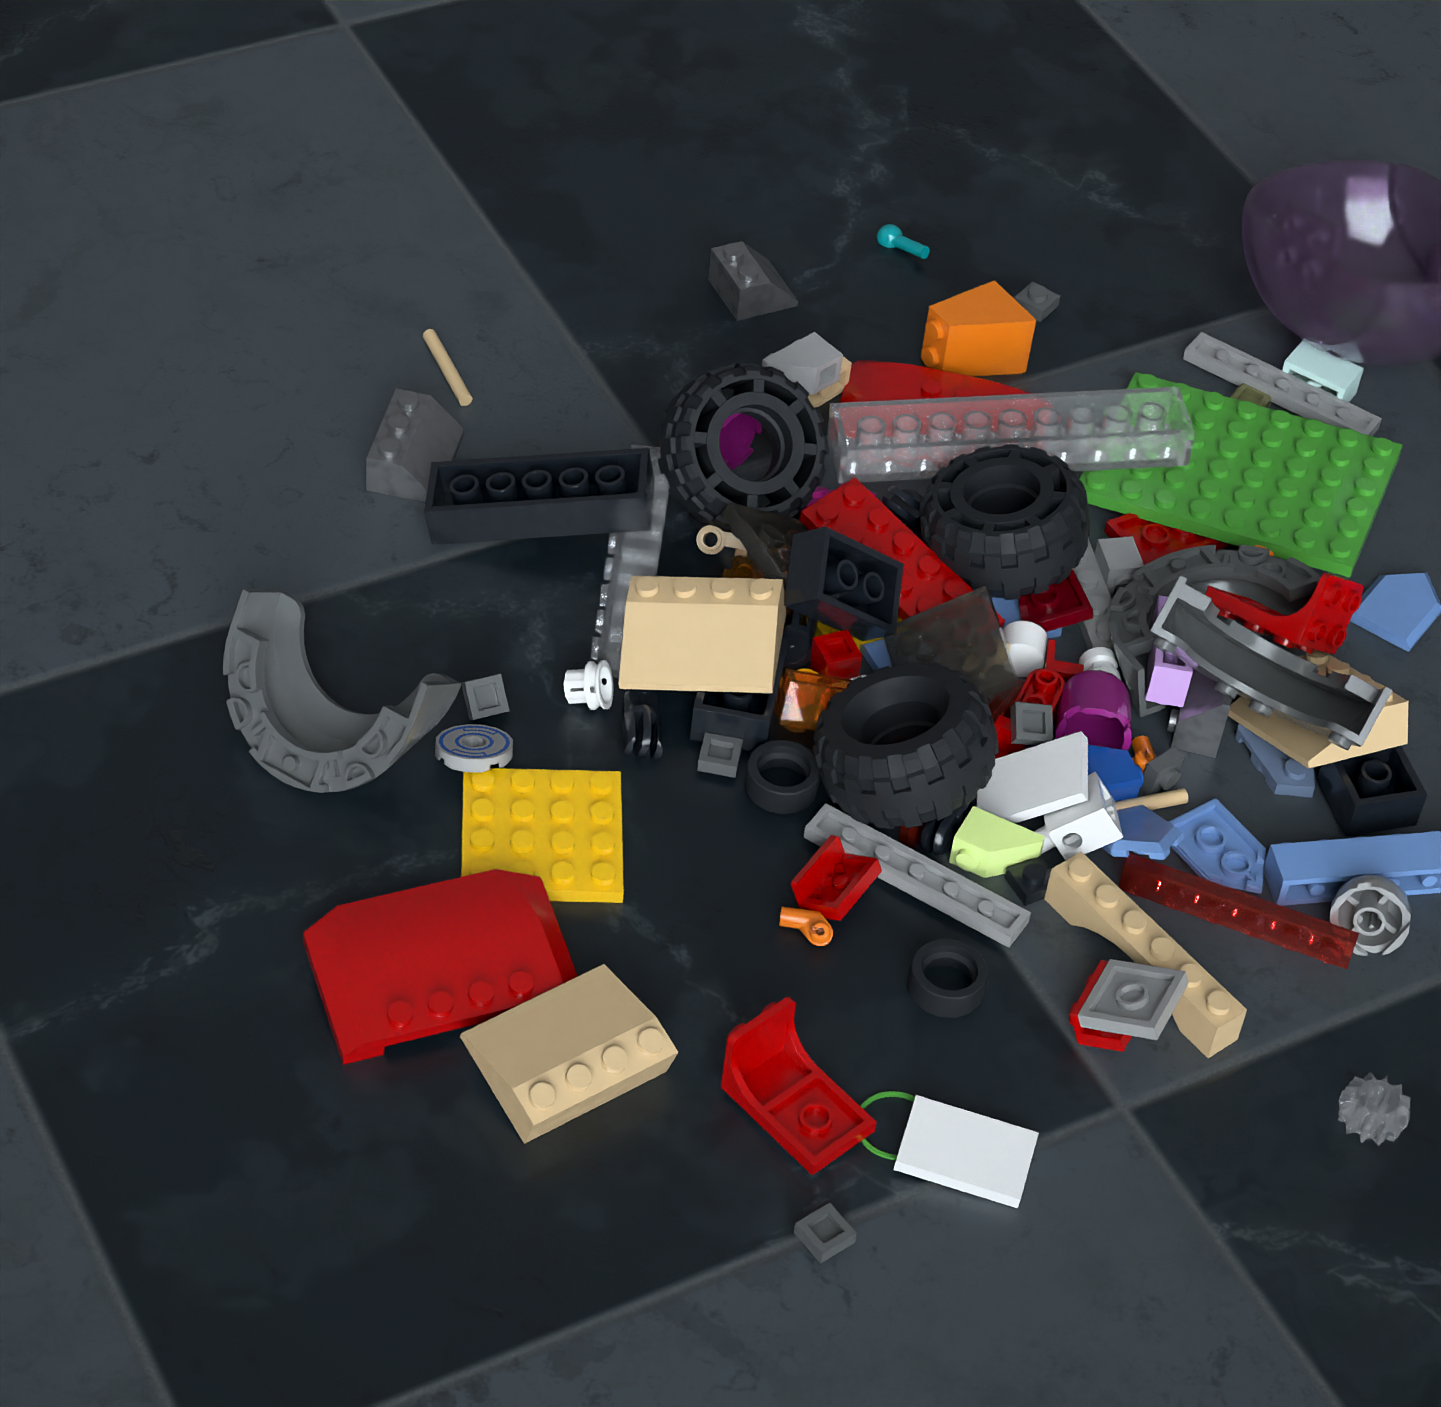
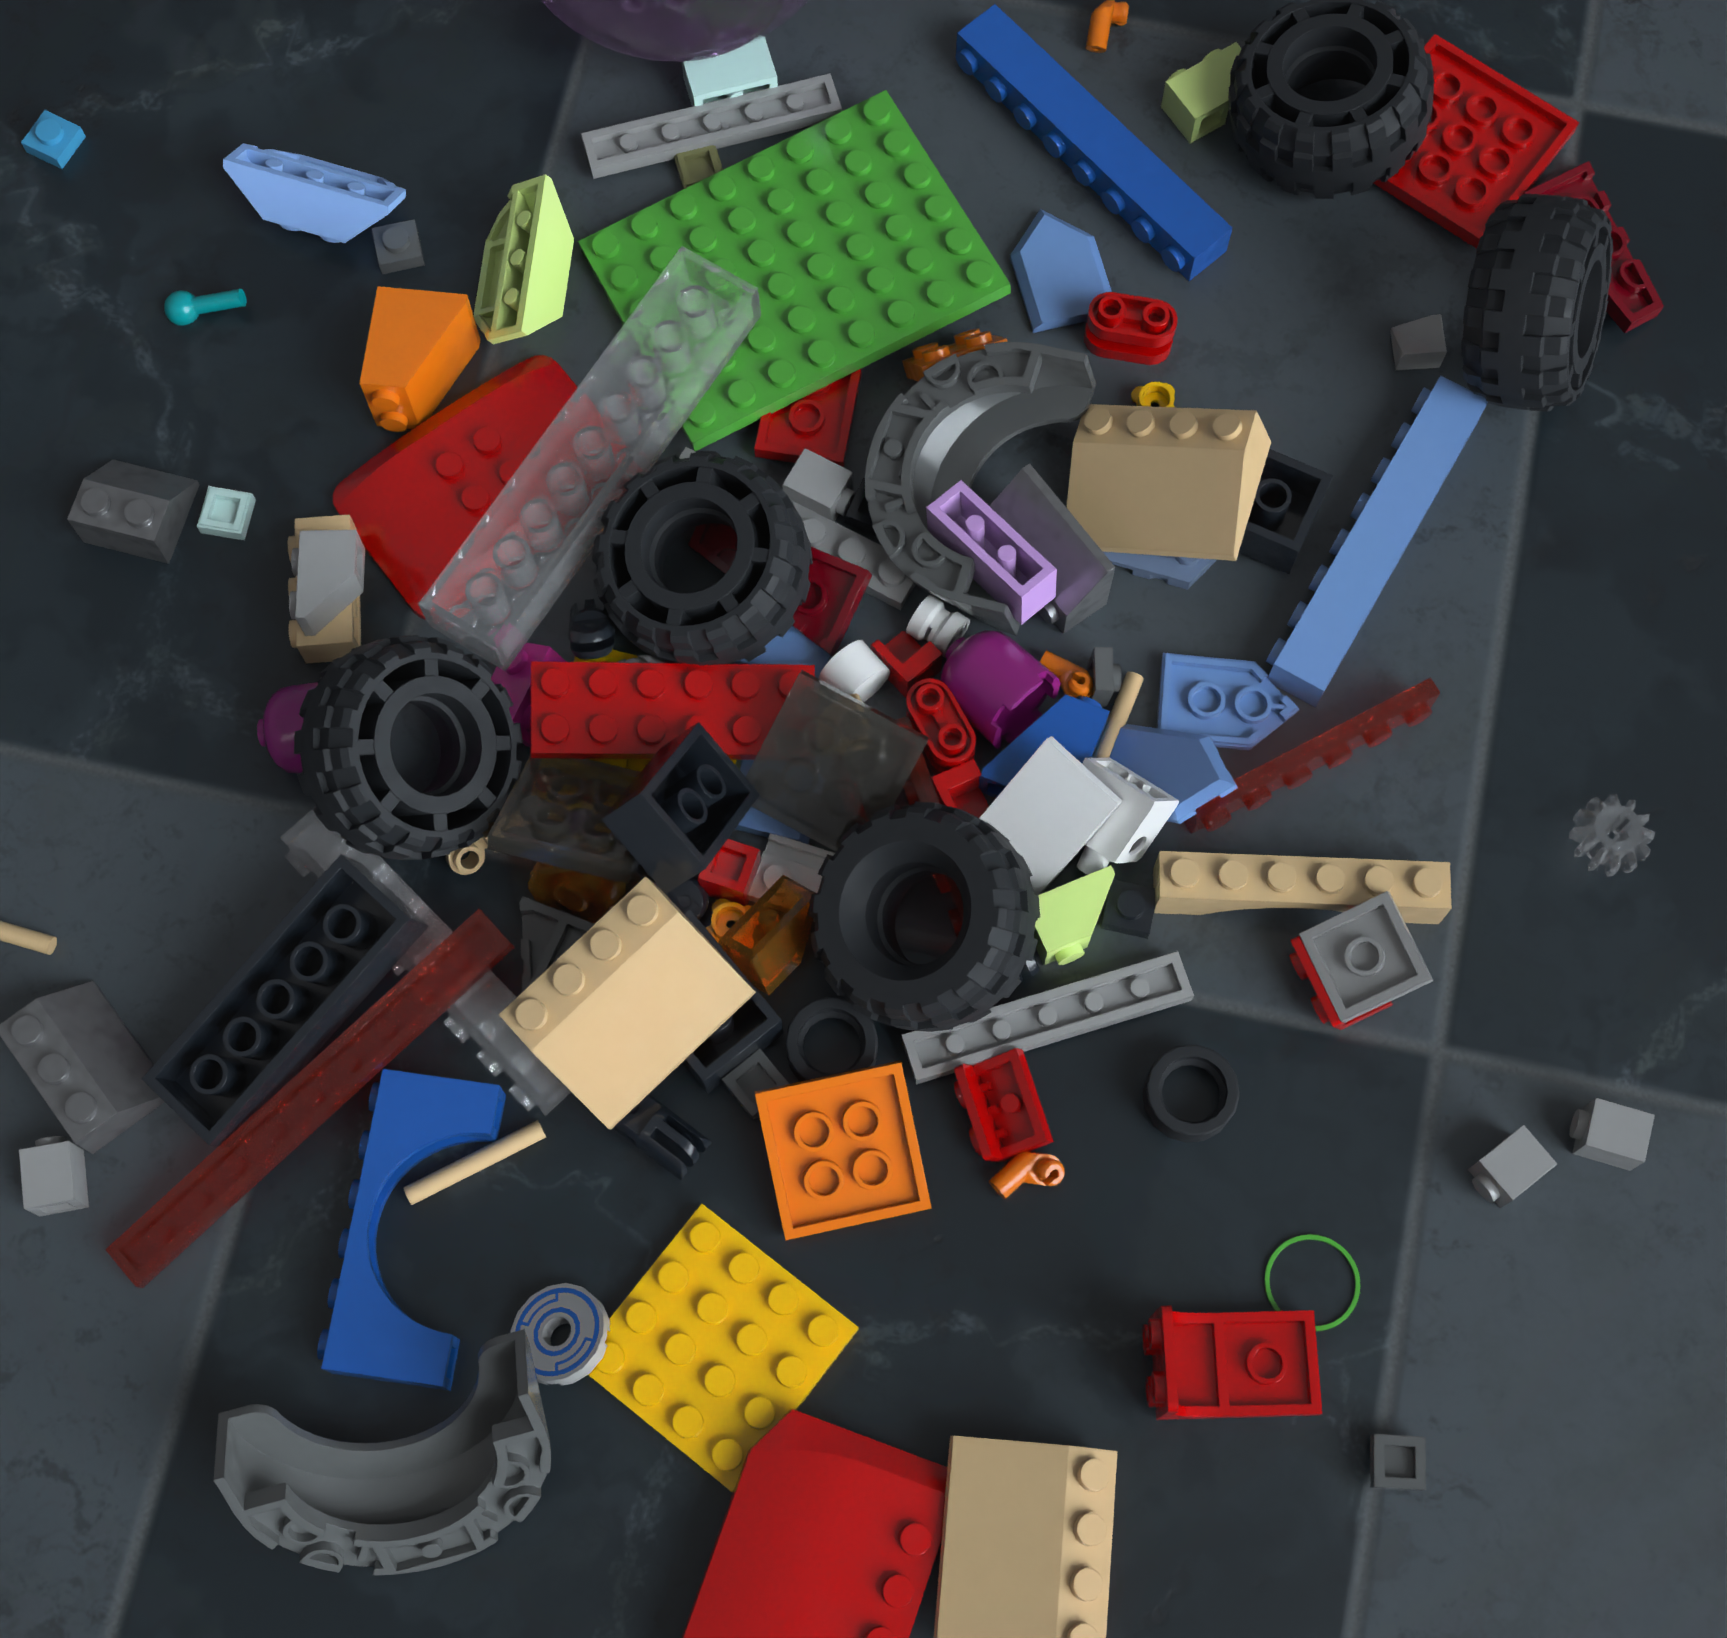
camera: 45 degrees left, 25 degrees up
(336, 473) = (53, 1177): none -> light grey brick
(485, 696) = (498, 1266): dark grey plate -> none
(499, 545) = (309, 1099): none -> clear red plate
(524, 607) = (409, 1123): none -> blue arch
(529, 653) = (474, 1162): none -> tan bar
(588, 685) = (570, 1146): white piece -> none
(723, 812) = (843, 1150): none -> orange plate
(793, 324) = (226, 513): none -> light aqua tile
(921, 128) = (53, 139): none -> dark azure plate
(966, 1151) = (1394, 1246): white tile -> none
(1017, 239) = (311, 192): none -> light blue wedge
(1031, 723) = (980, 765): dark grey plate -> none
(1085, 1181) = (1511, 1167): none -> light grey brick
(1094, 355) = (524, 263): none -> yellowish green wedge
(1171, 1227) = (1611, 1133): none -> light grey brick
(1263, 673) = (1131, 503): dark grey windscreen -> none
(1316, 626) = (1049, 427): red bracket -> none
(1374, 910) = (1407, 641): light grey cylinder -> none
(1402, 653) = (1130, 328): none -> red brick

